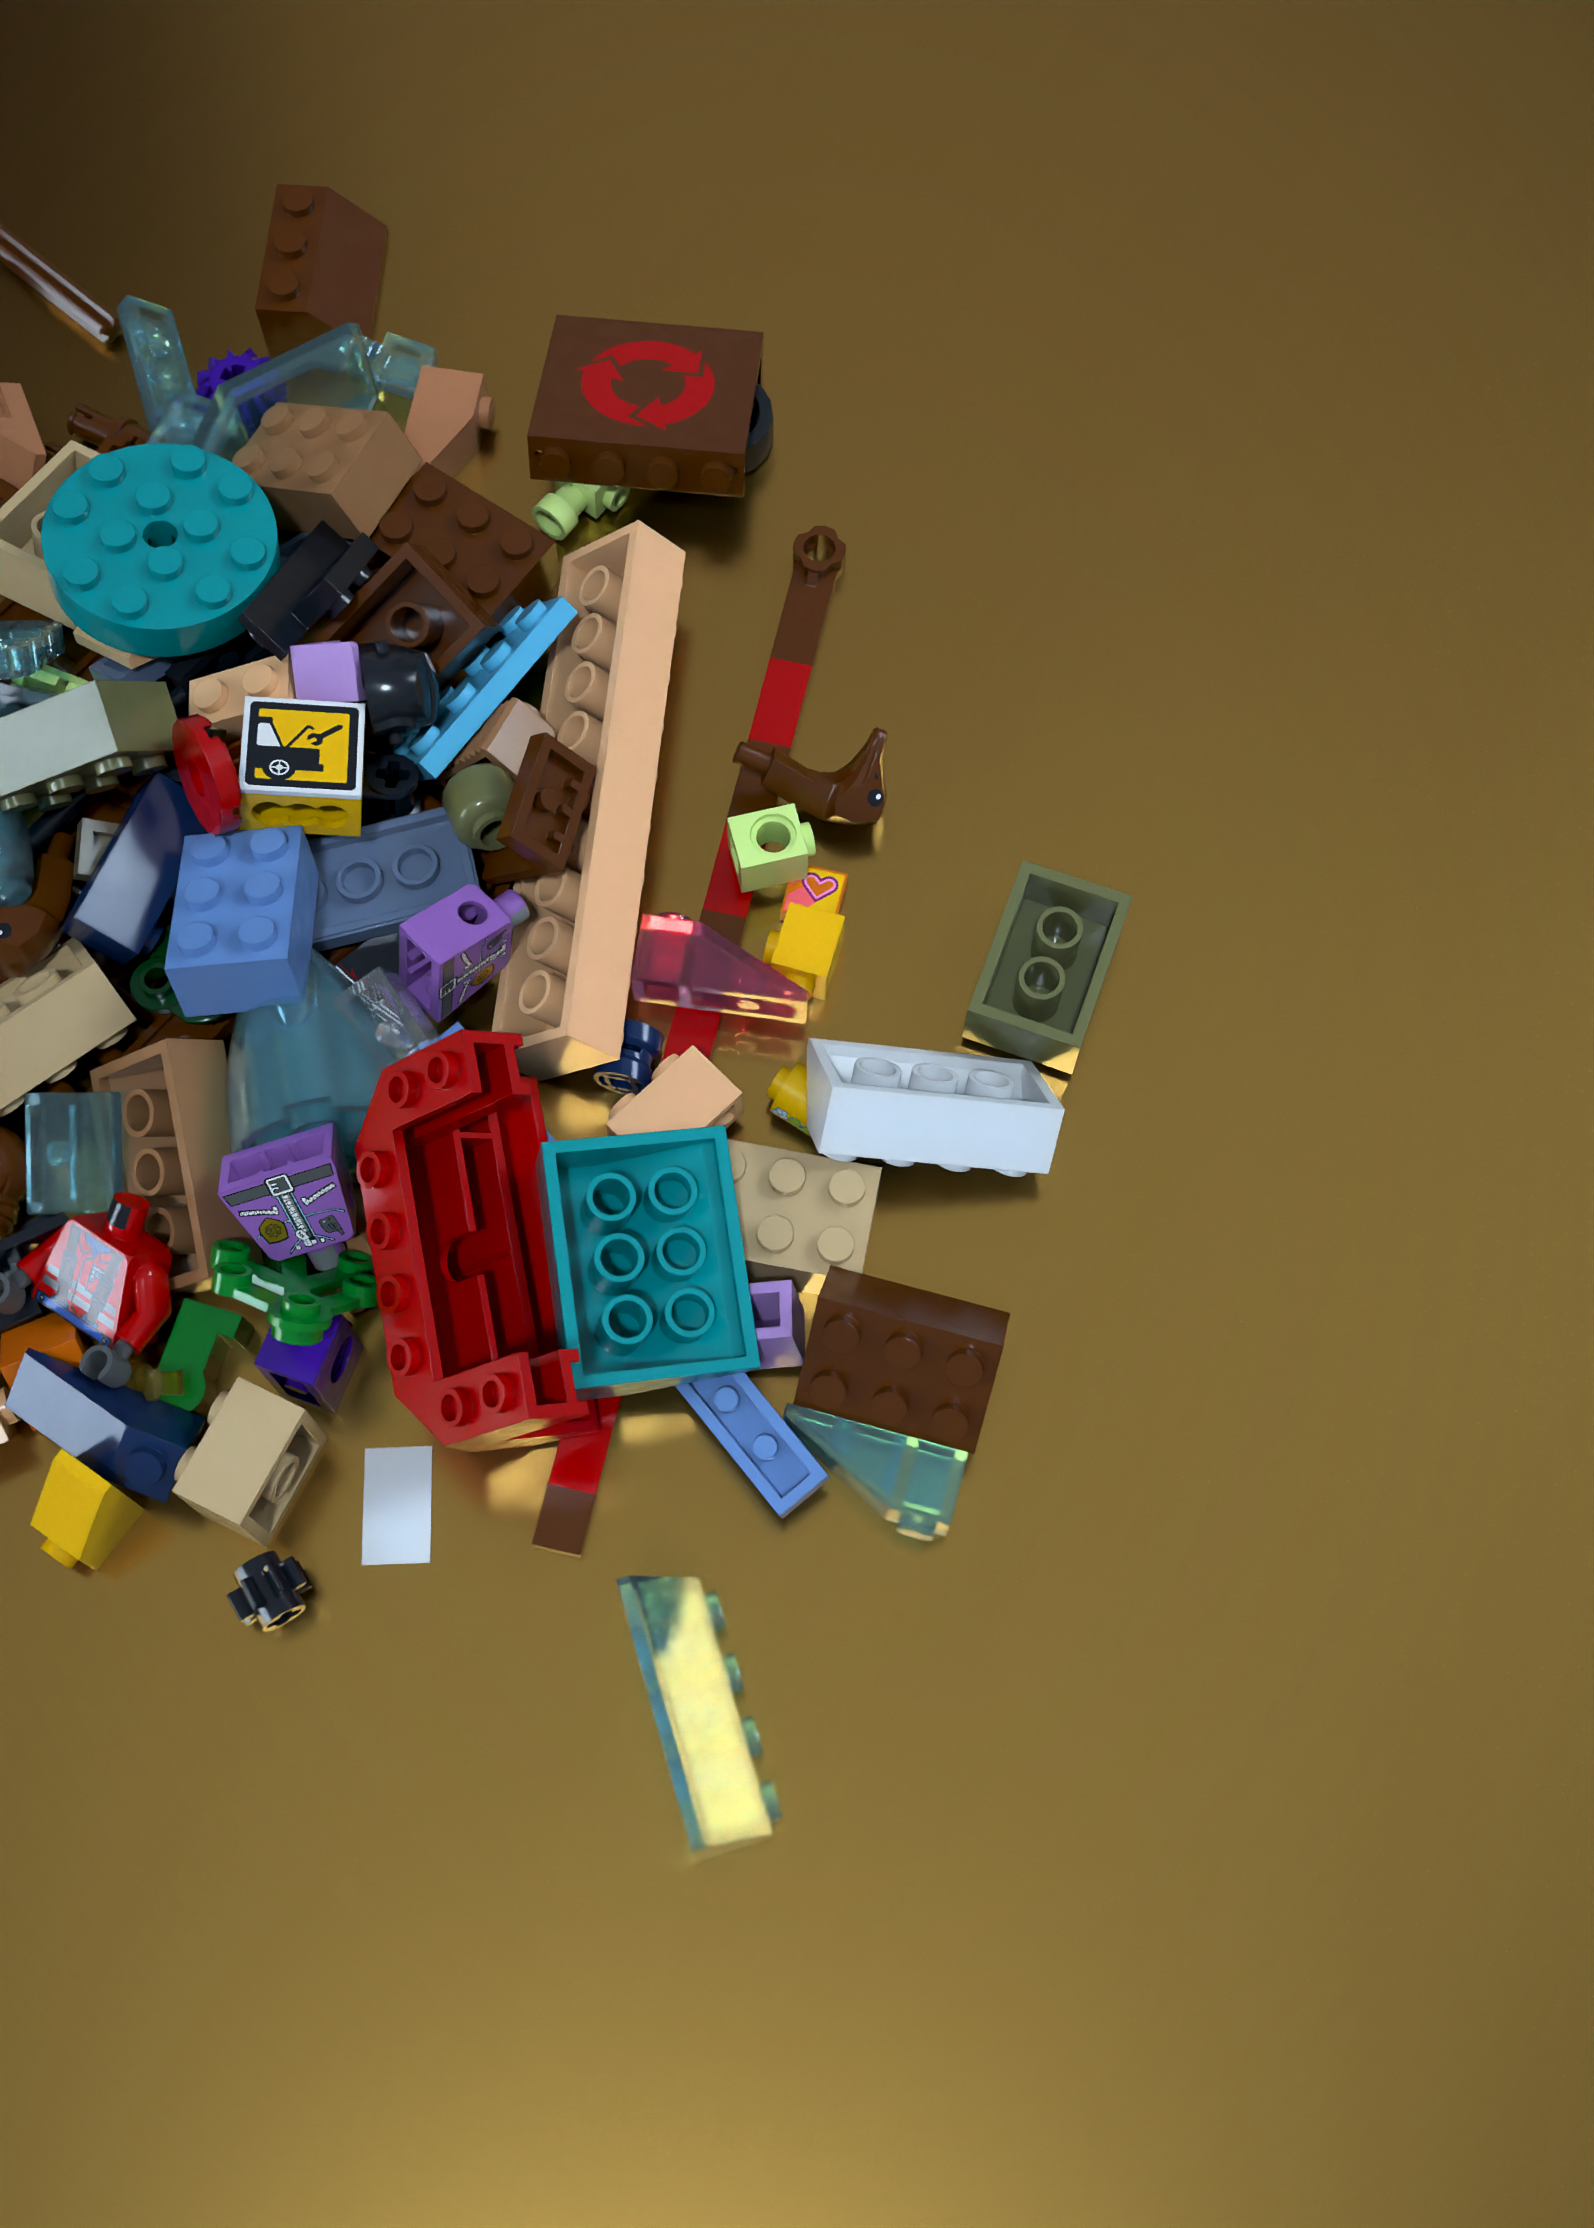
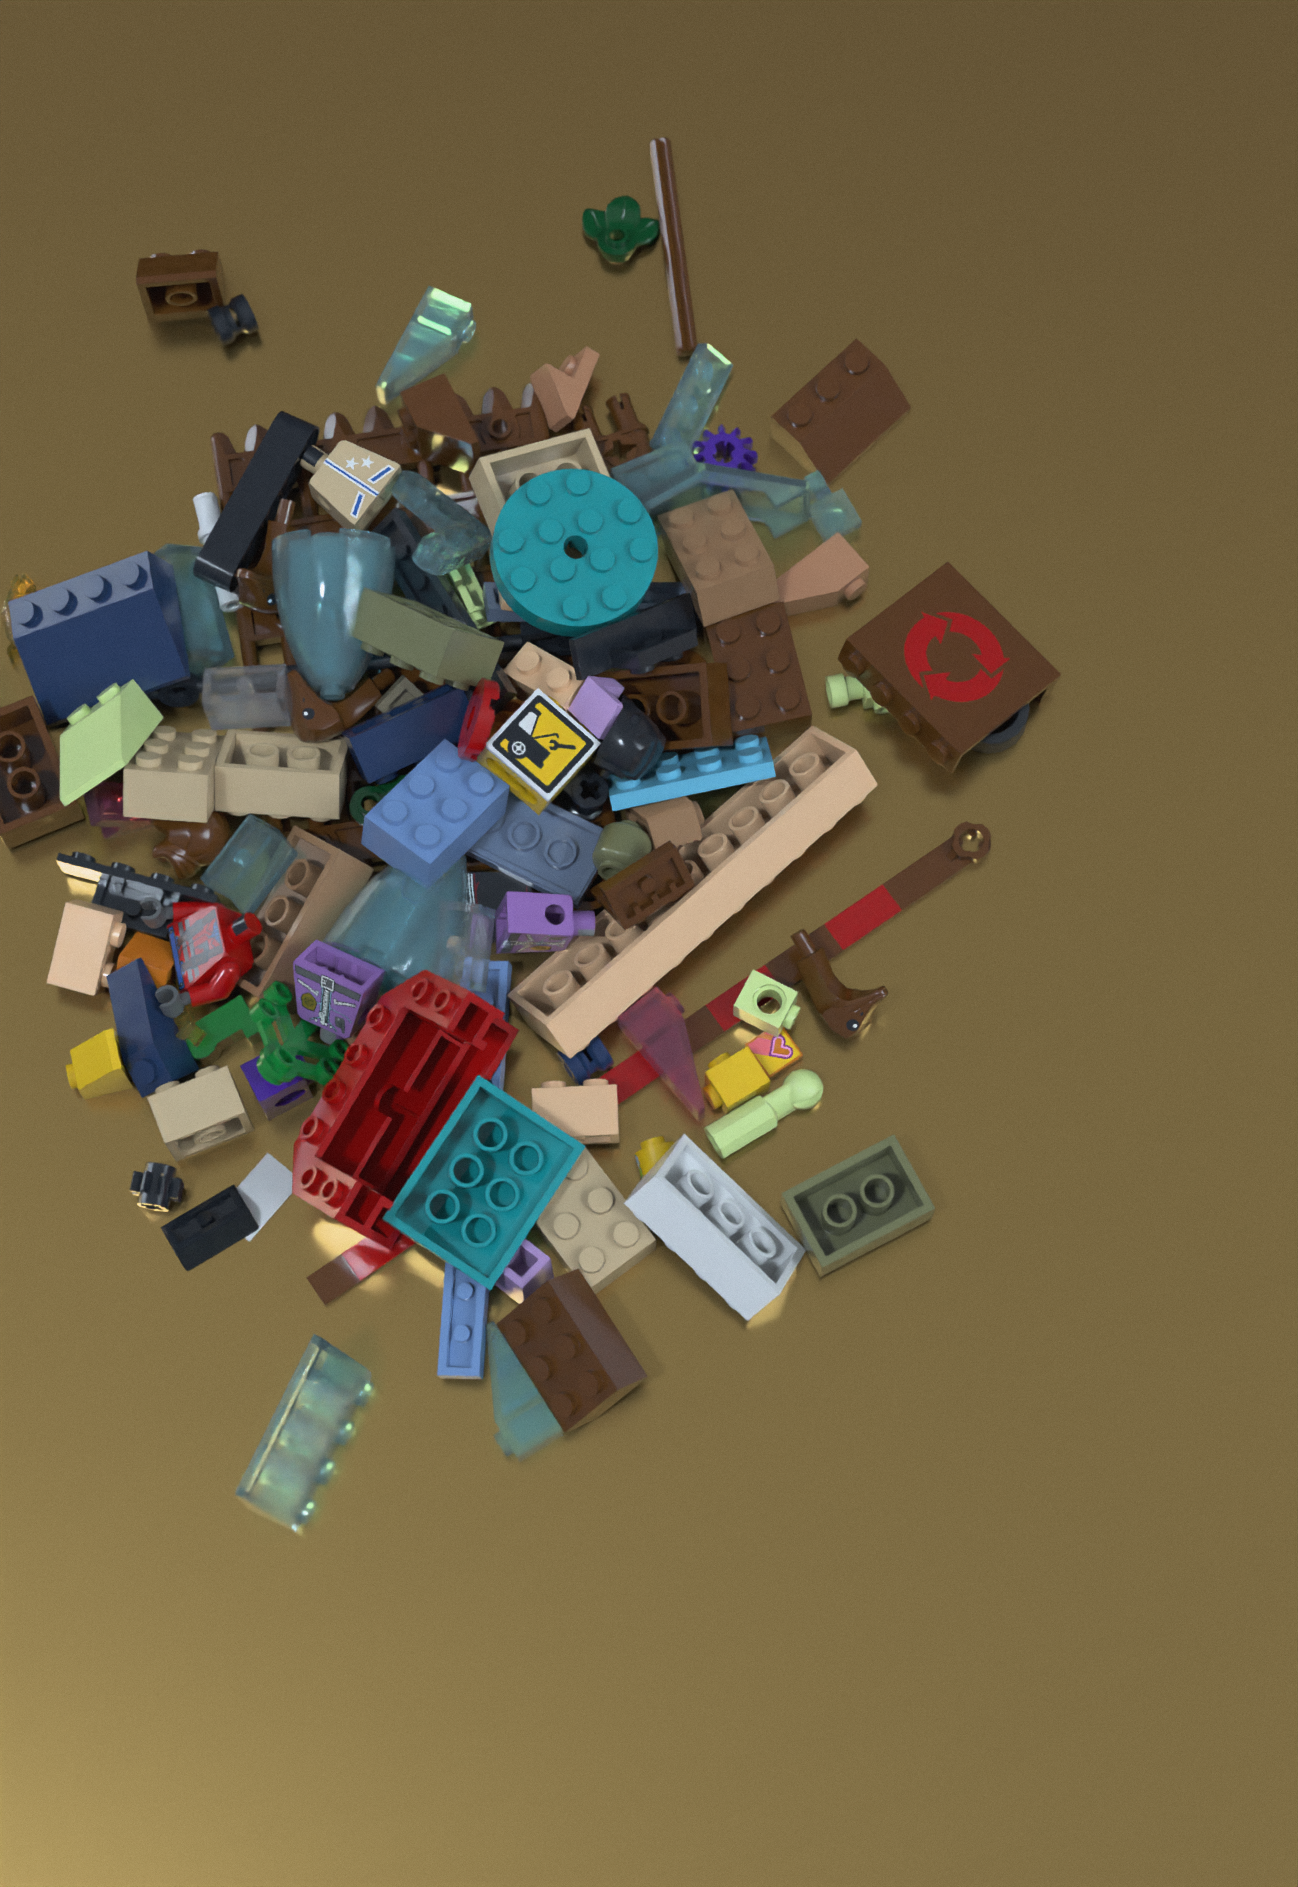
camera: 45 degrees right, 5 degrees up
(371, 1585) = (210, 1228): none -> black slope
(861, 964) = (800, 1091): none -> yellowish green piece

